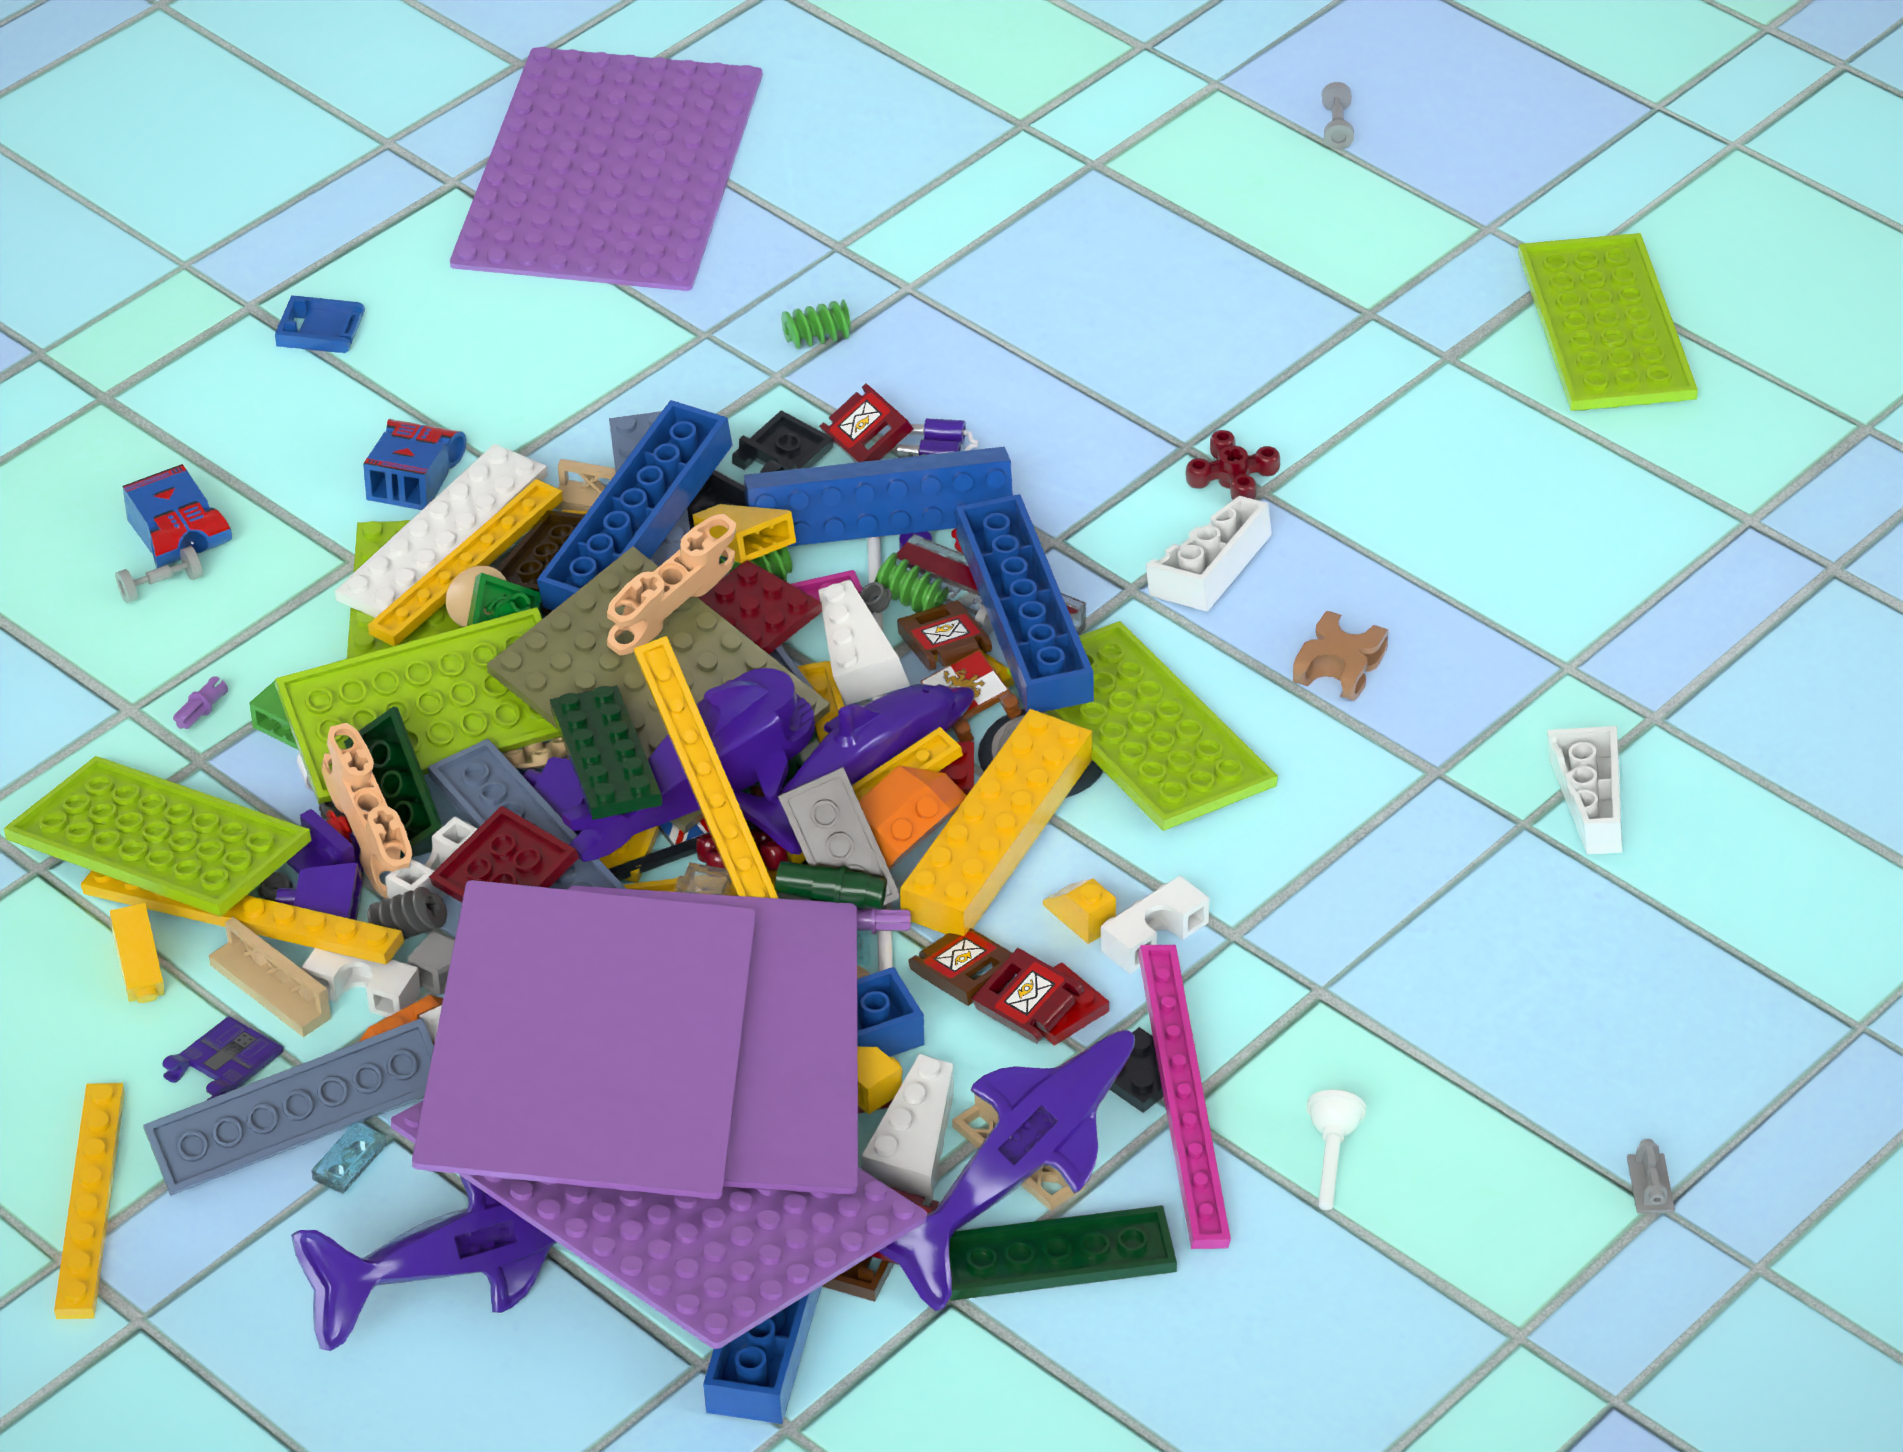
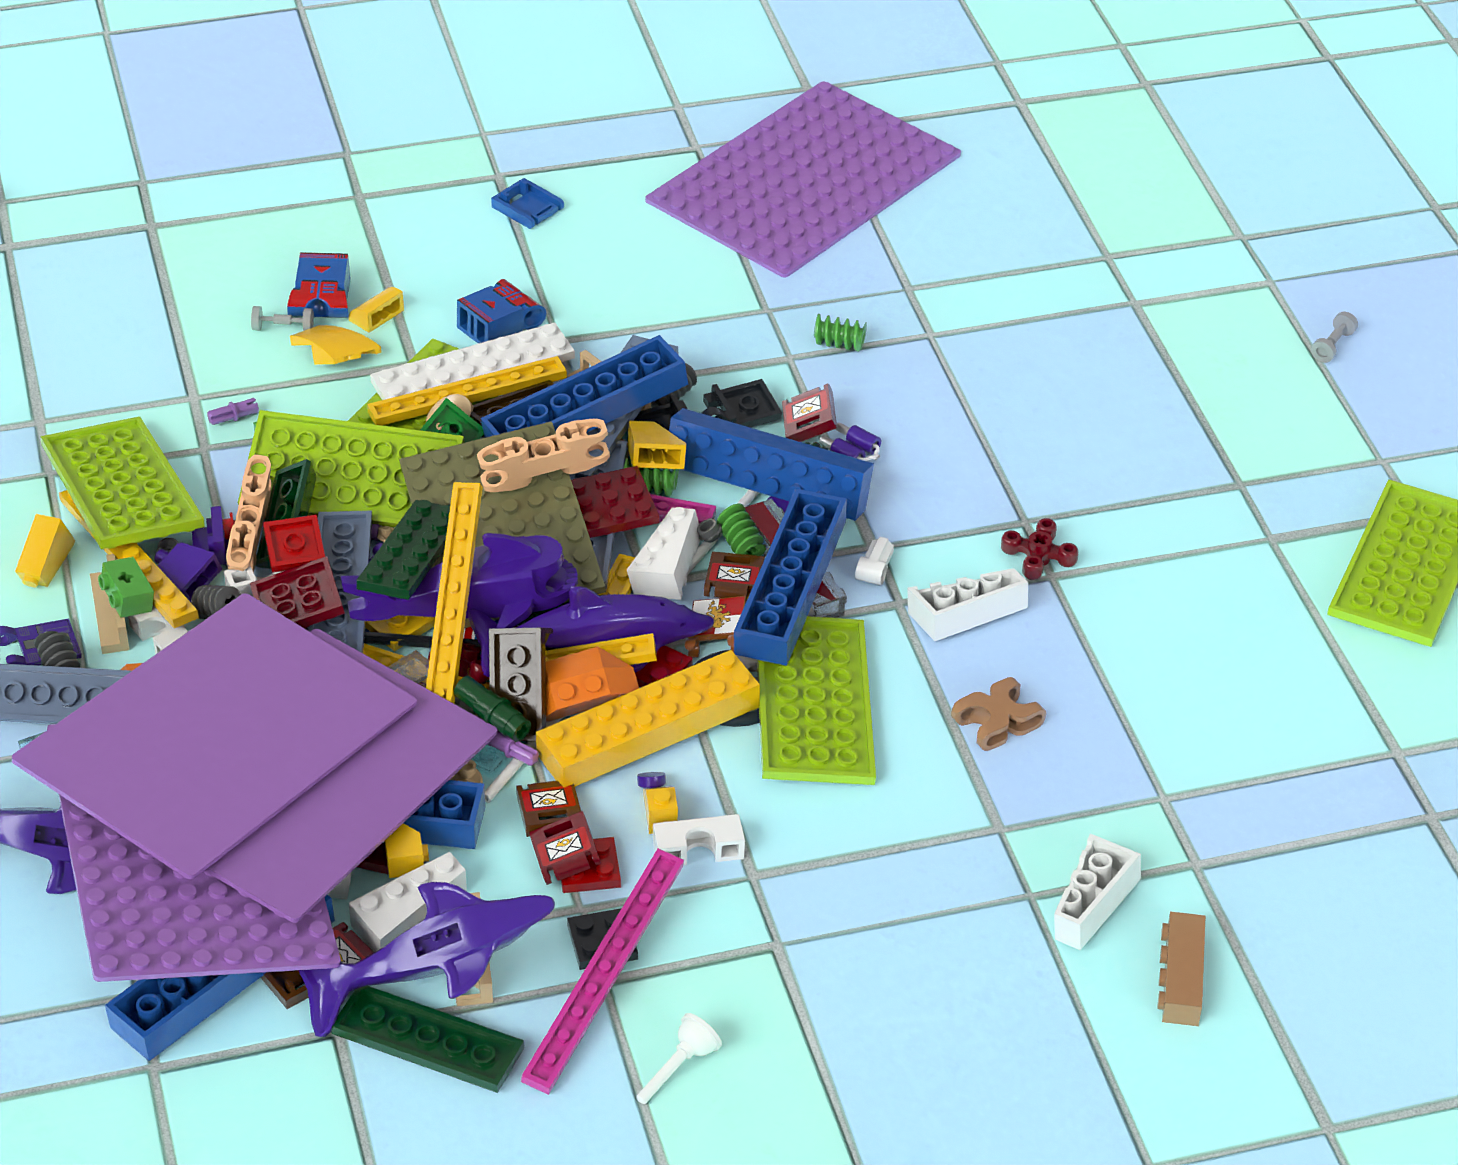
camera: 30 degrees right, 0 degrees up
(253, 575) = (335, 344): none -> yellow slope
(260, 515) = (378, 309): none -> yellow brick
(265, 1055) = (56, 650): none -> dark grey piece
(295, 943) = (126, 587): none -> bright green brick
(448, 808) = (293, 542): none -> red plate
(1047, 885) = (651, 779): none -> dark purple tile
(1076, 559) = (874, 565): none -> white piece
(1737, 822) = (1183, 968): none -> medium nougat brick

